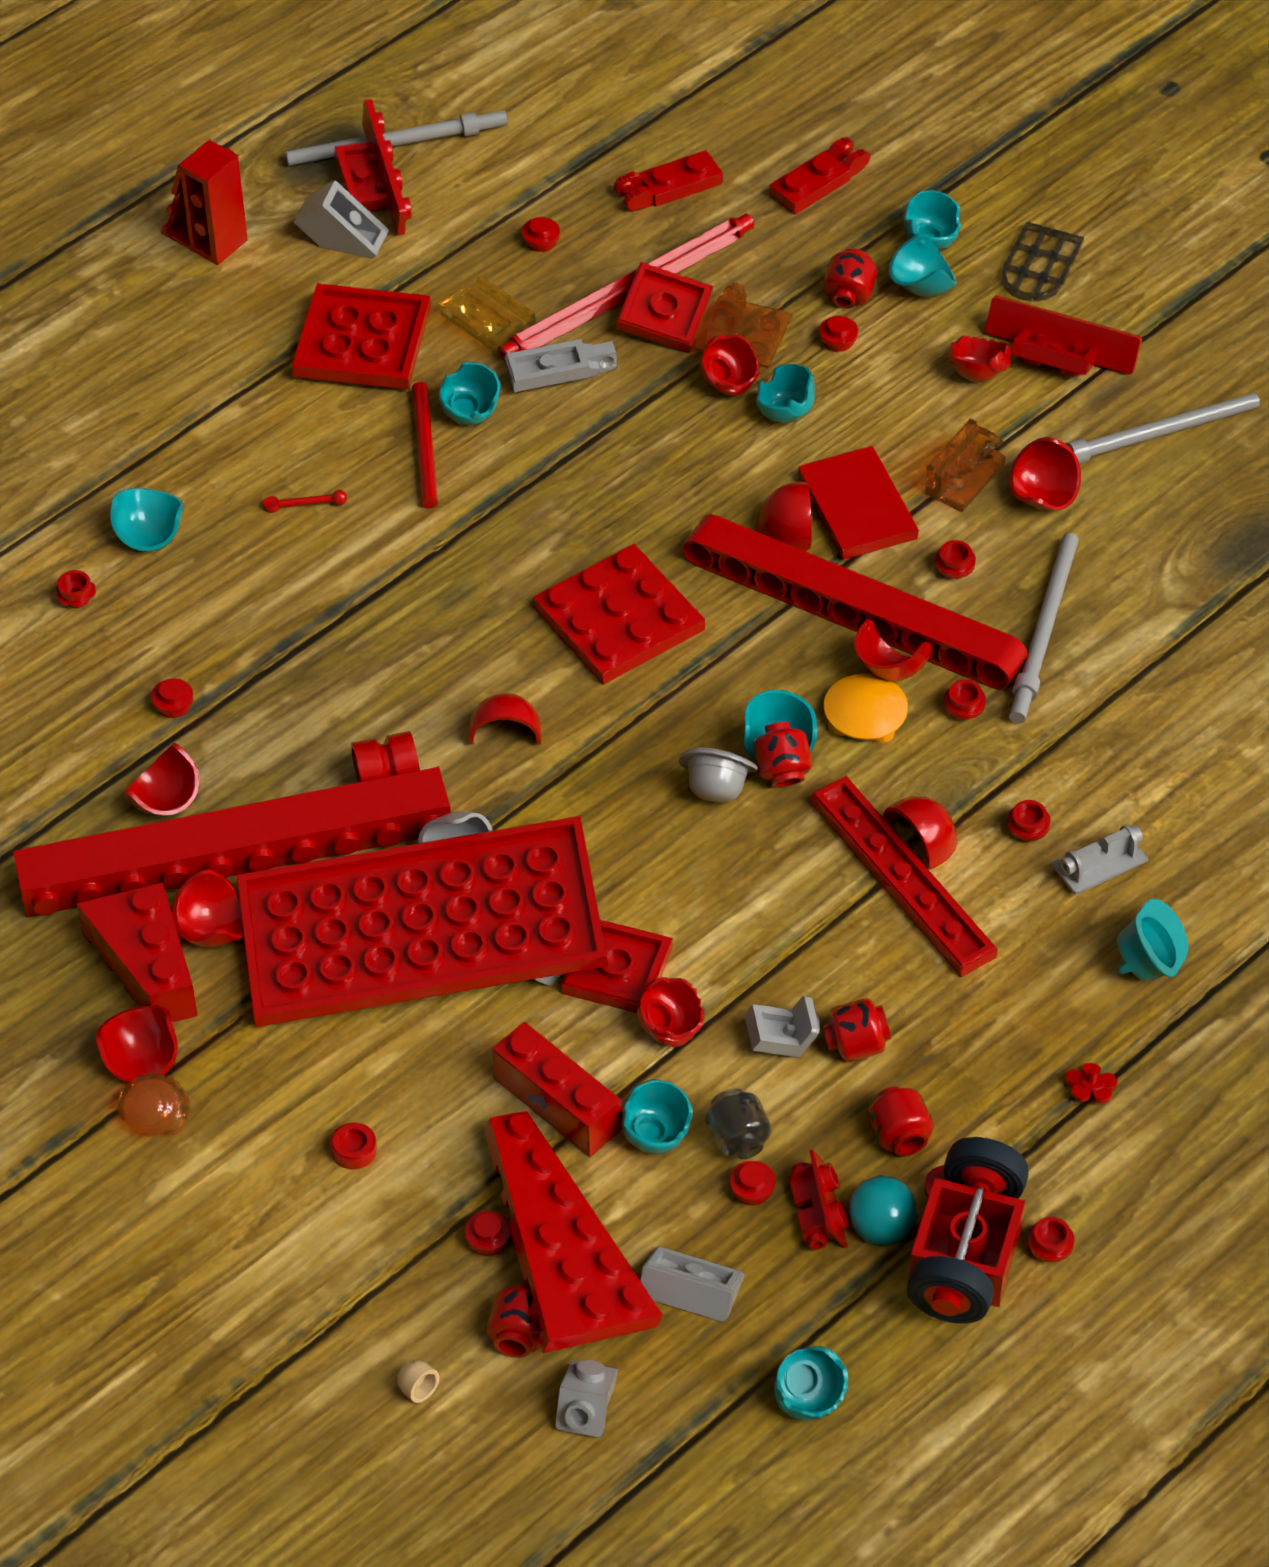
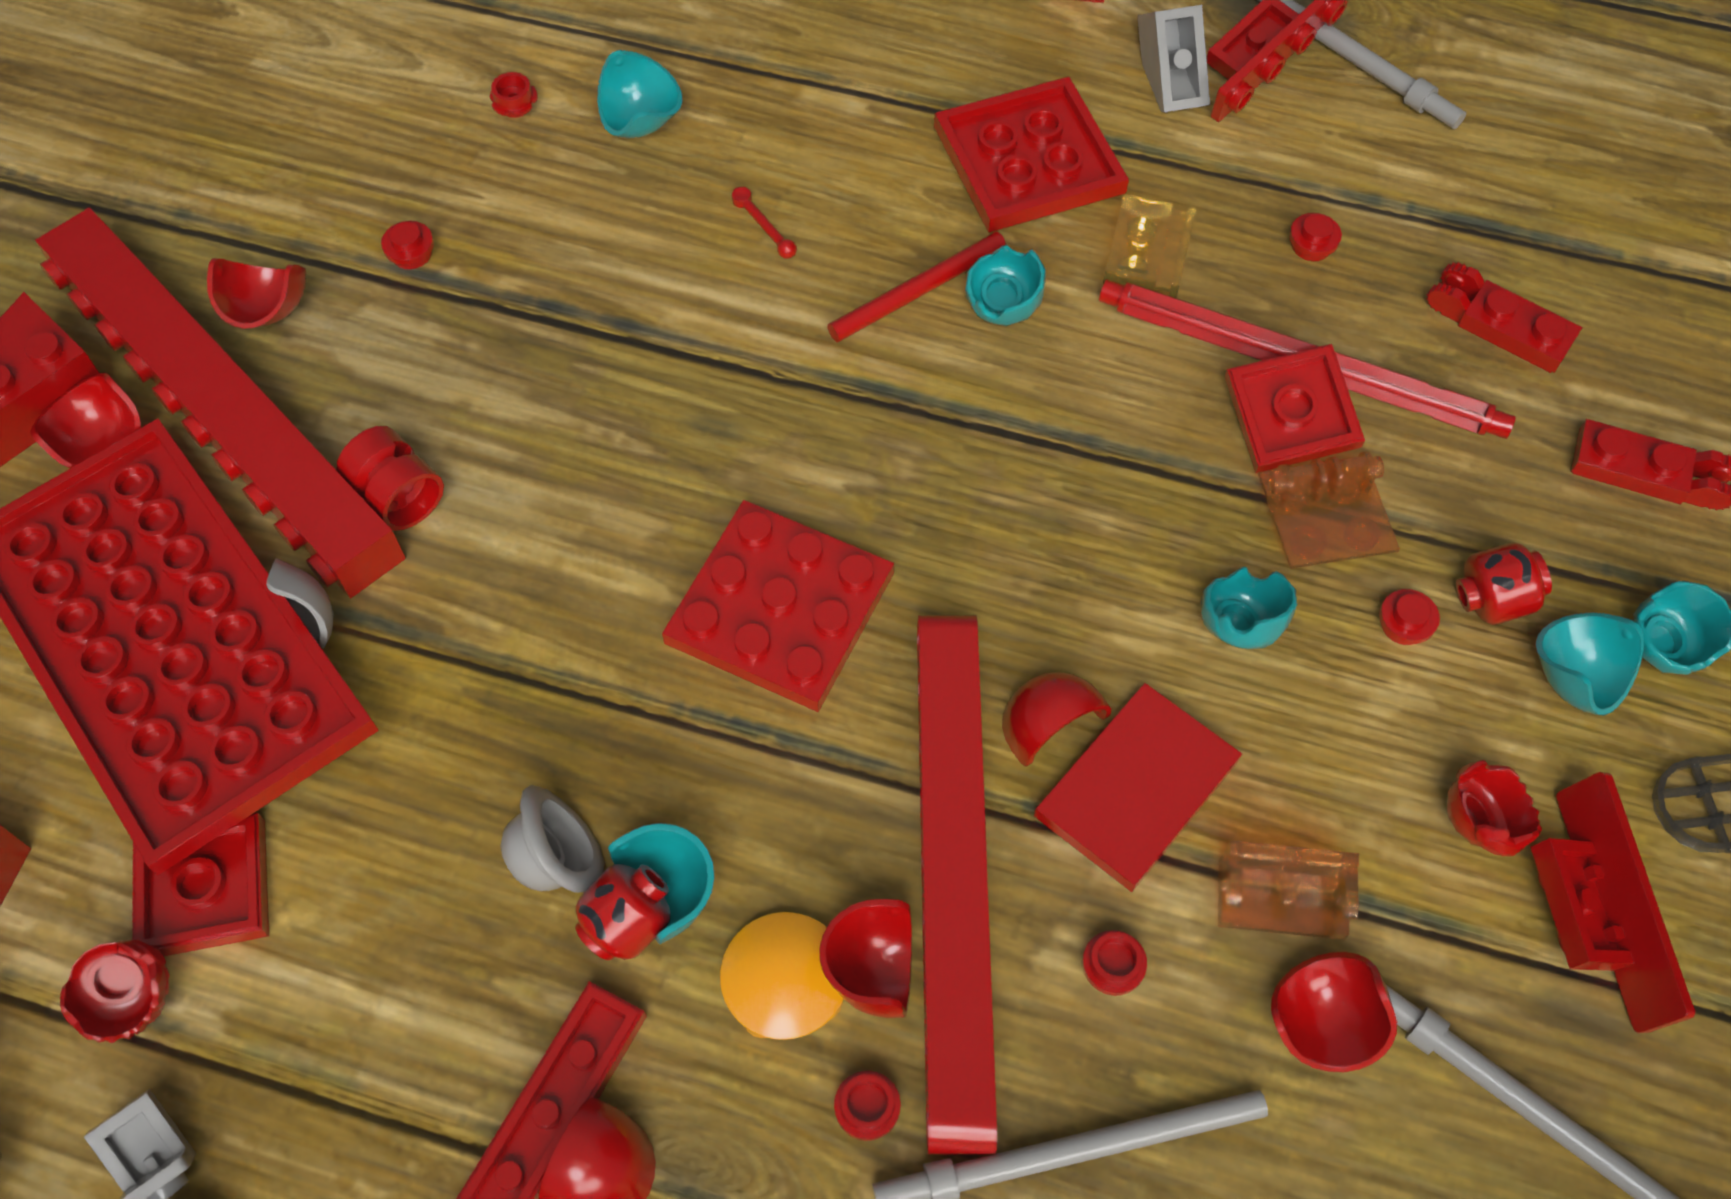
camera: 60 degrees right, 10 degrees up
(505, 707) = (537, 569): red helmet -> none
(559, 363) = (1125, 349): light grey hinge -> none
(729, 364) = (1248, 520): red hair -> none

